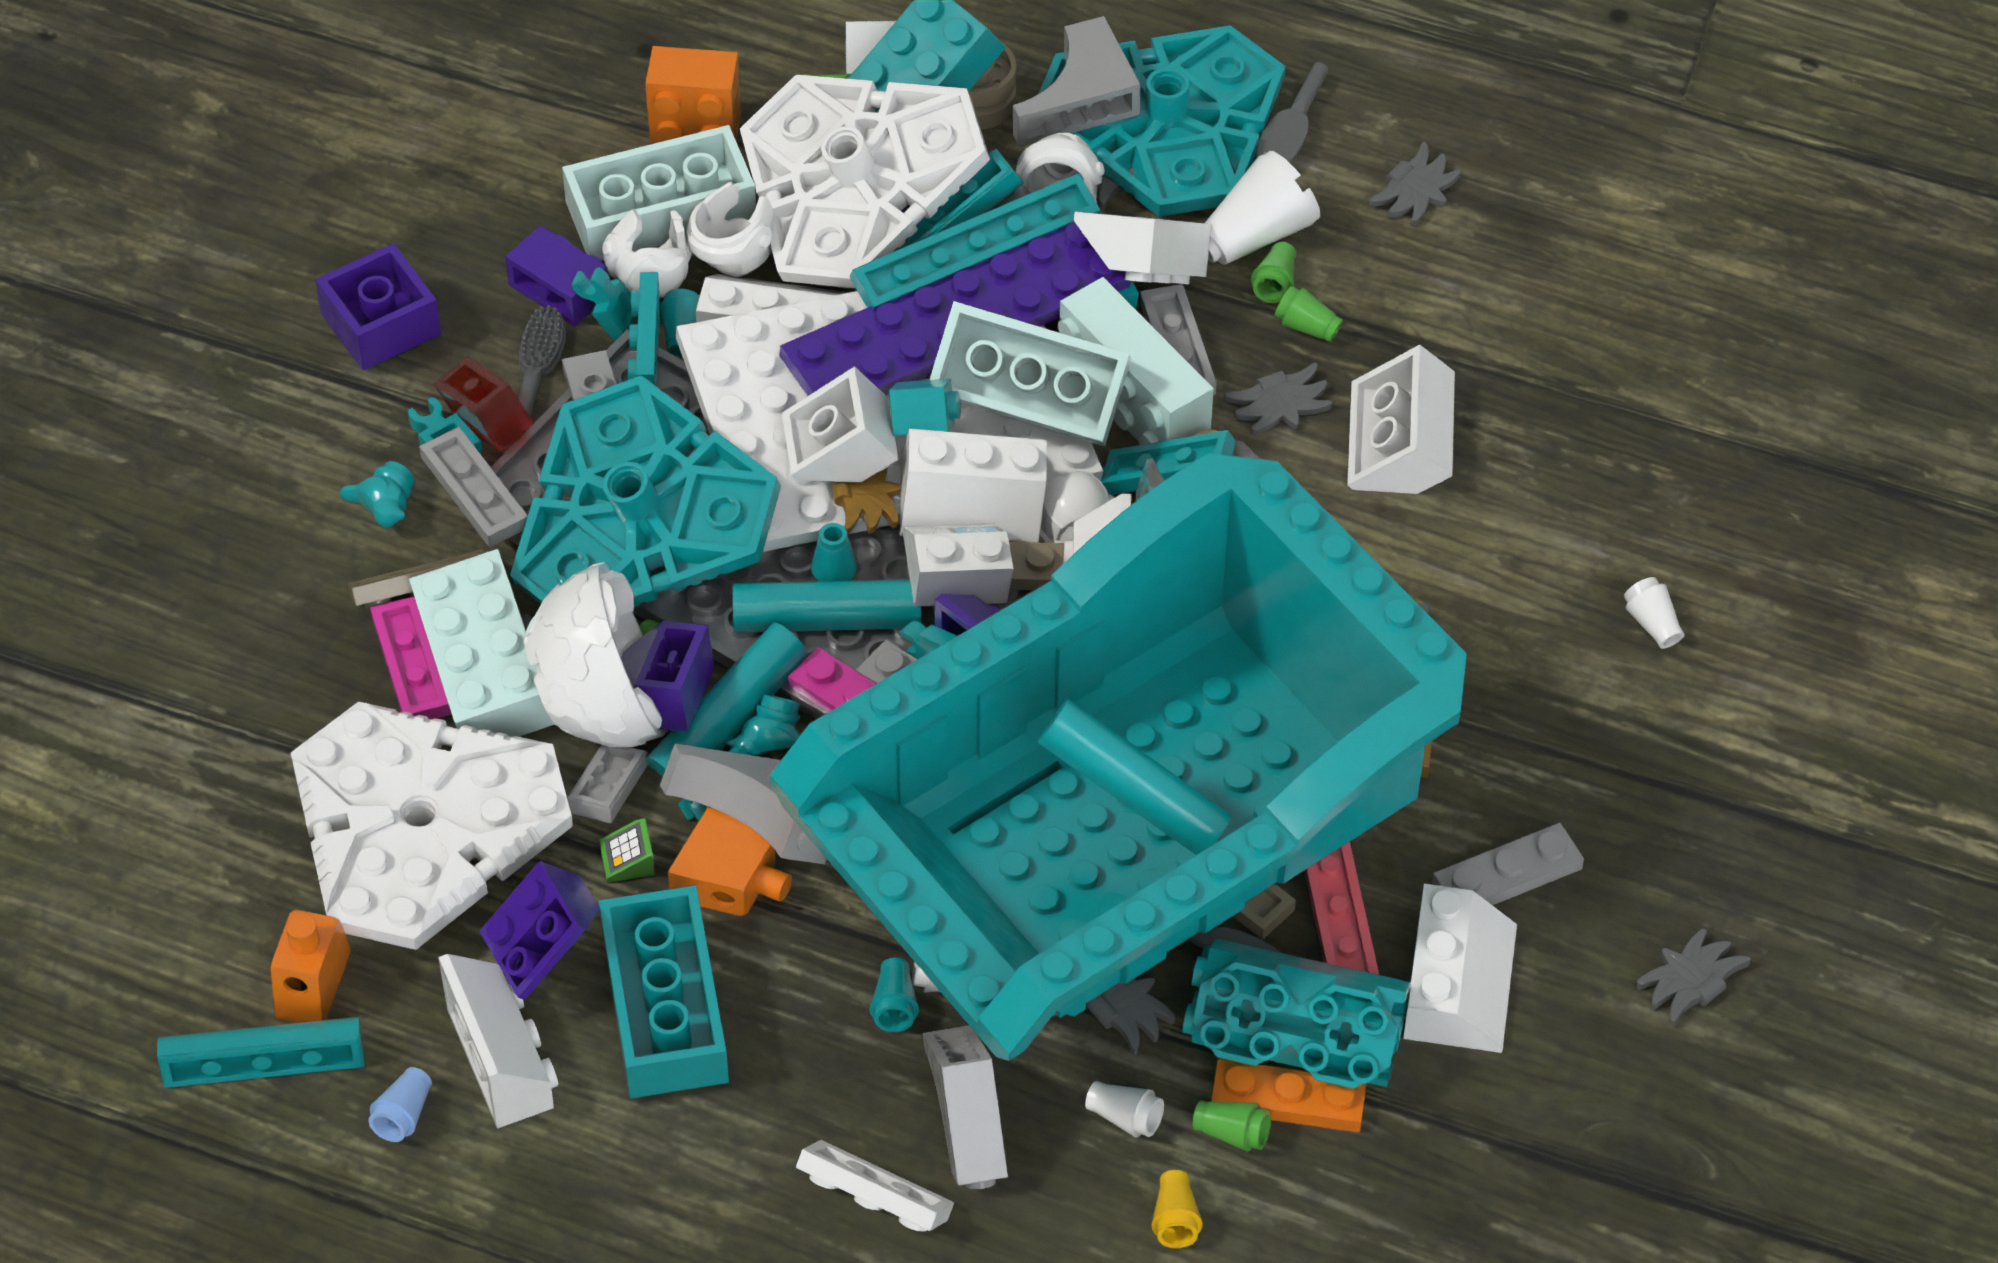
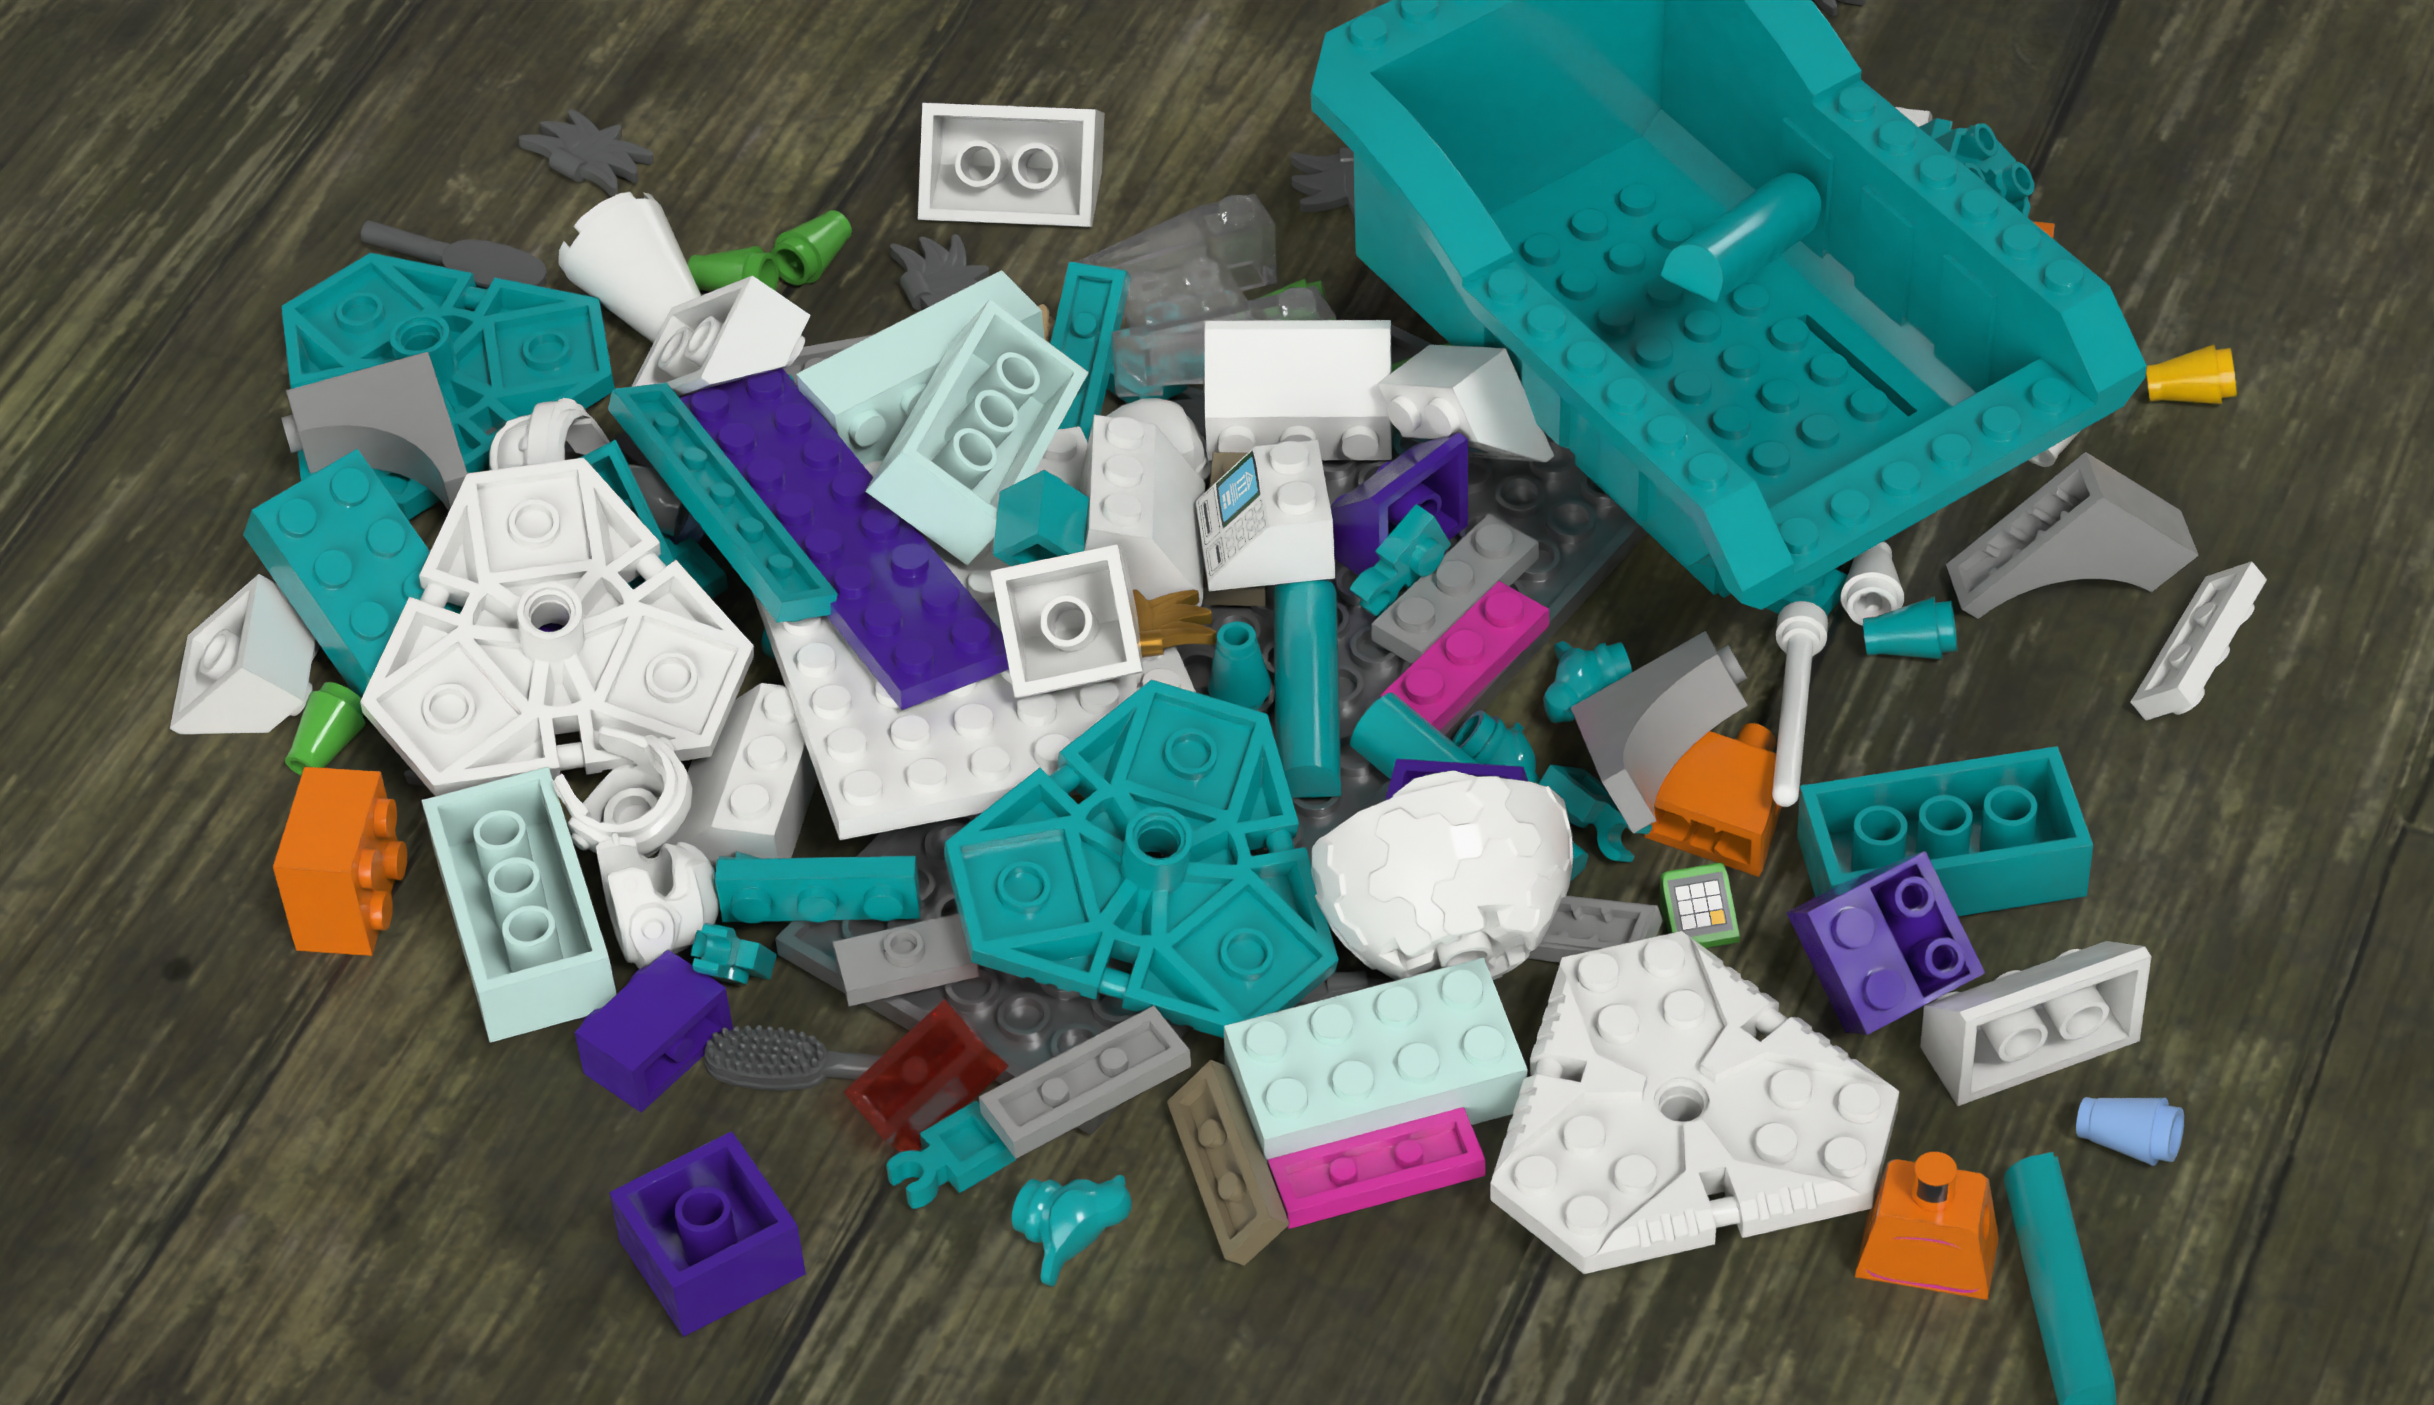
camera: 85 degrees left, 5 degrees down
(782, 897) = (1800, 634): none -> white piece

